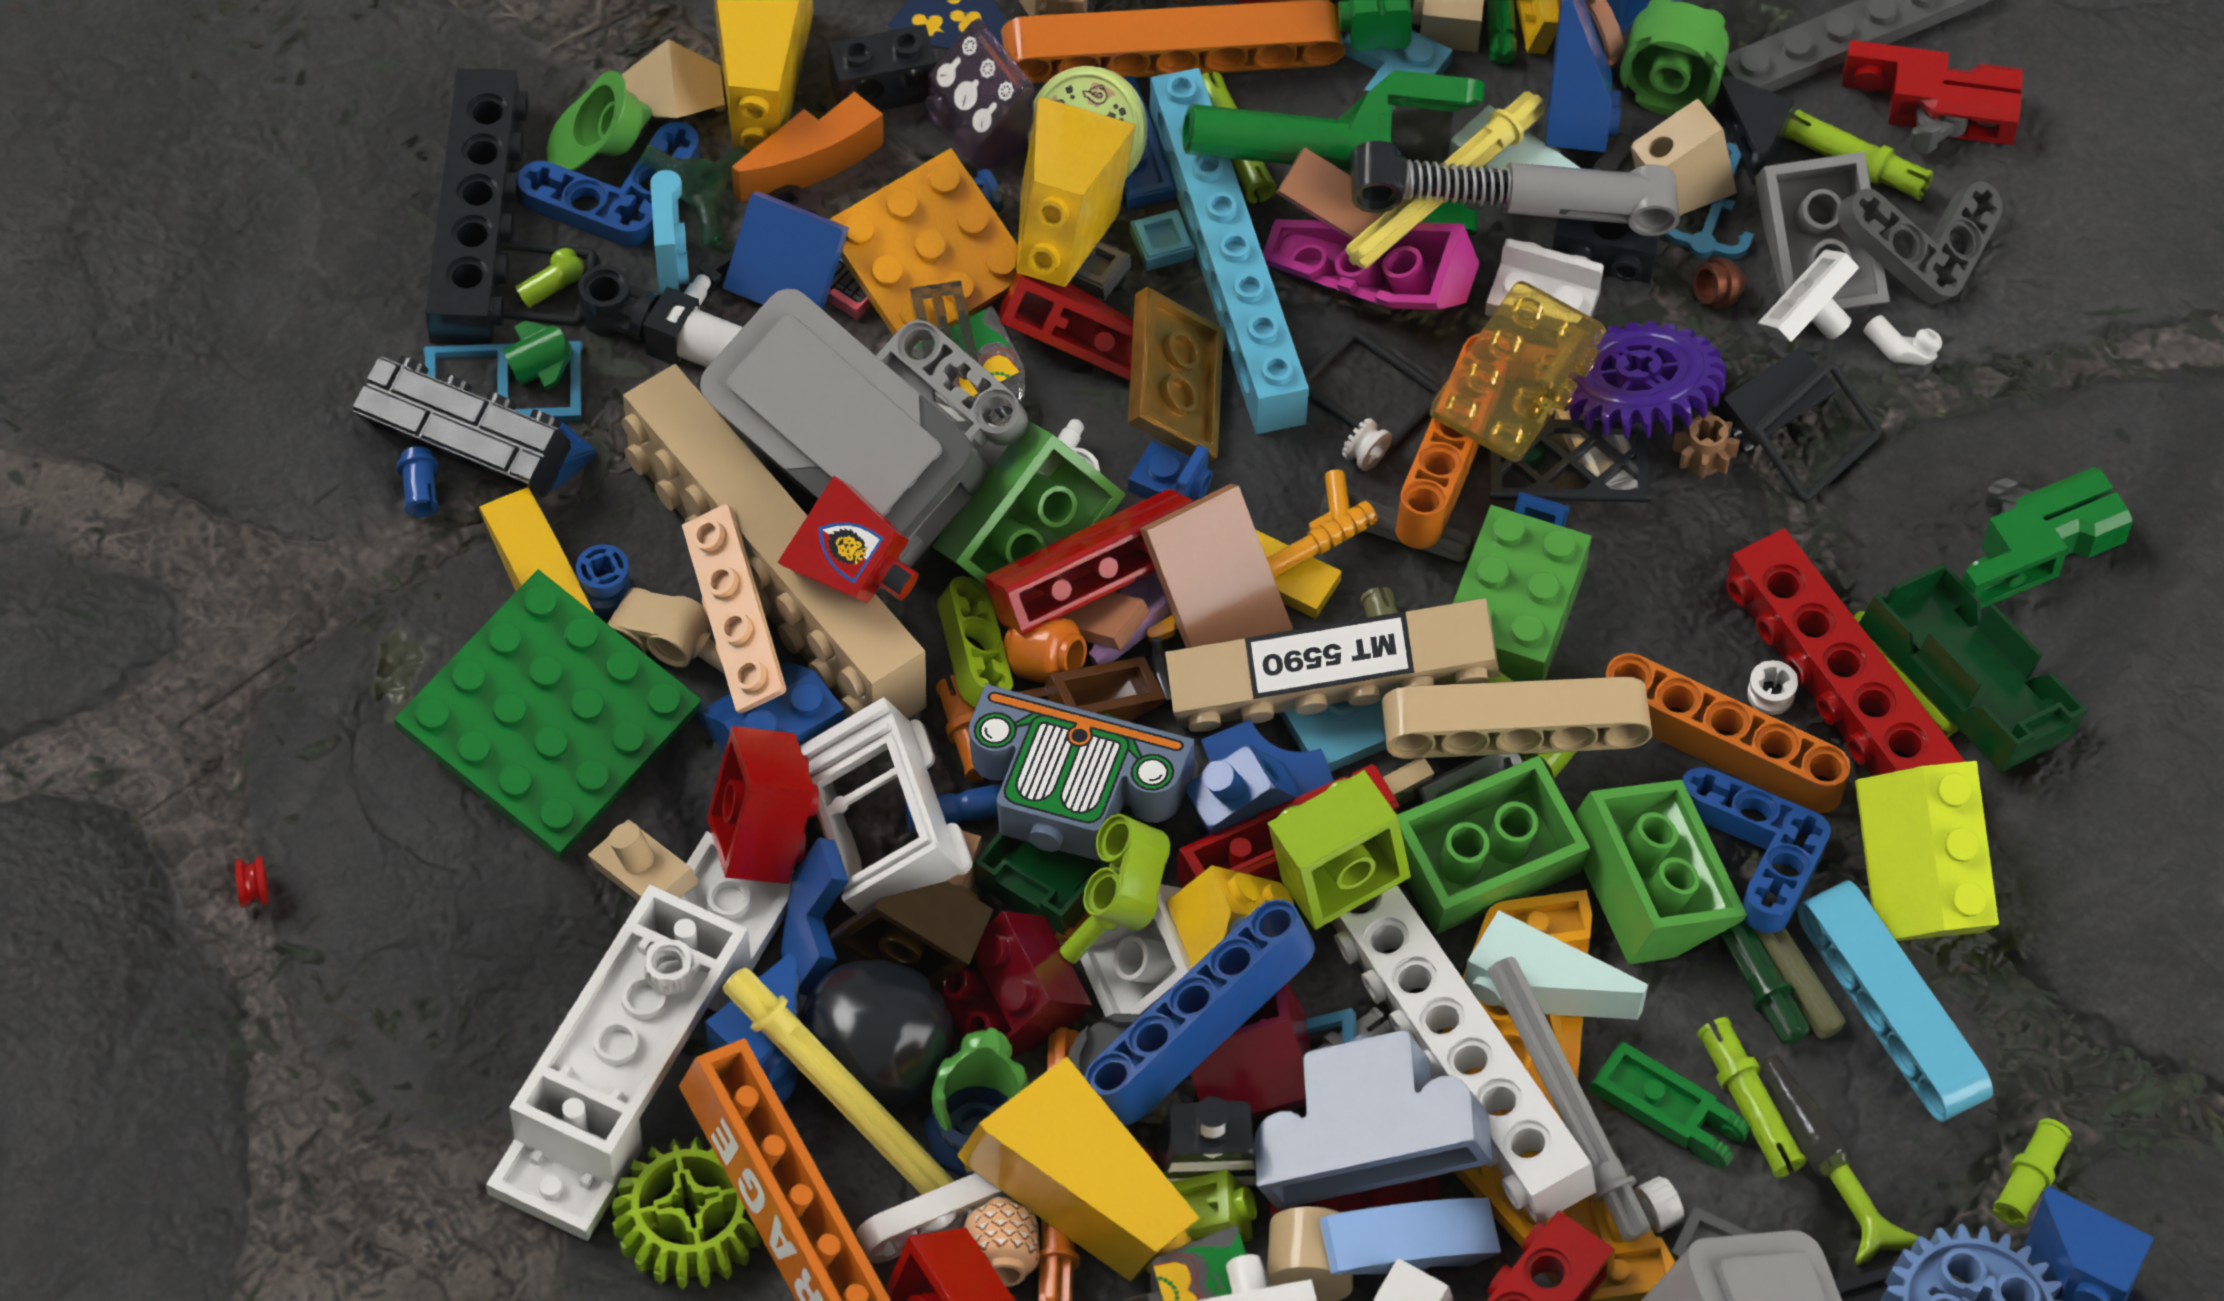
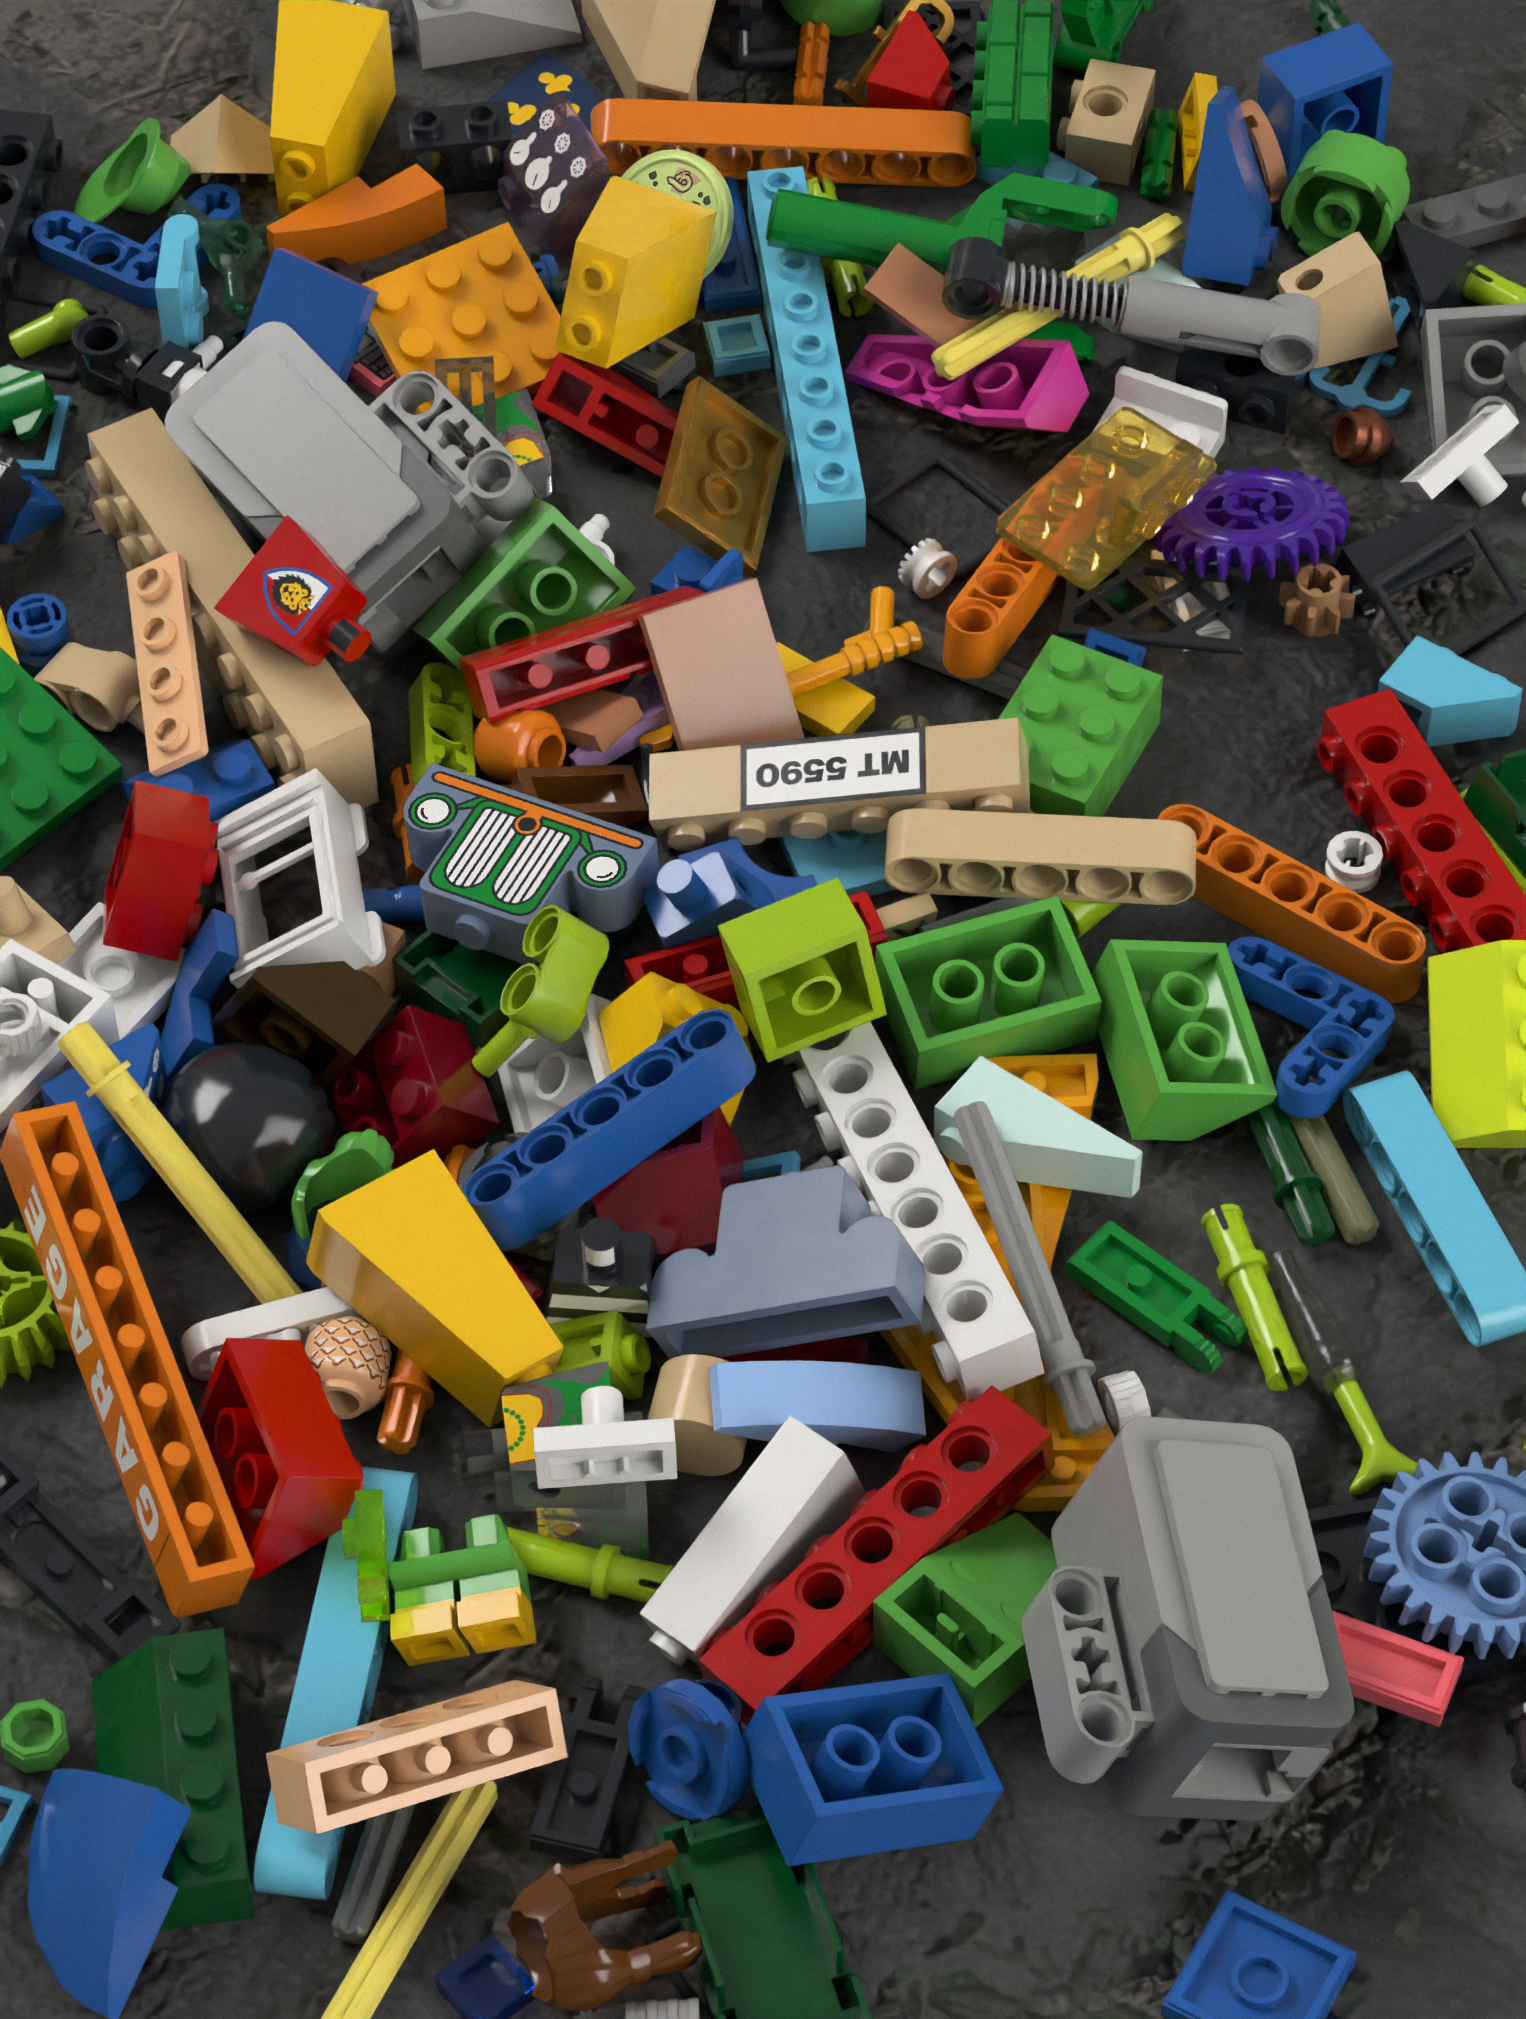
camera: 10 degrees right, 5 degrees down
(1832, 525) = (1451, 696): none -> medium azure slope

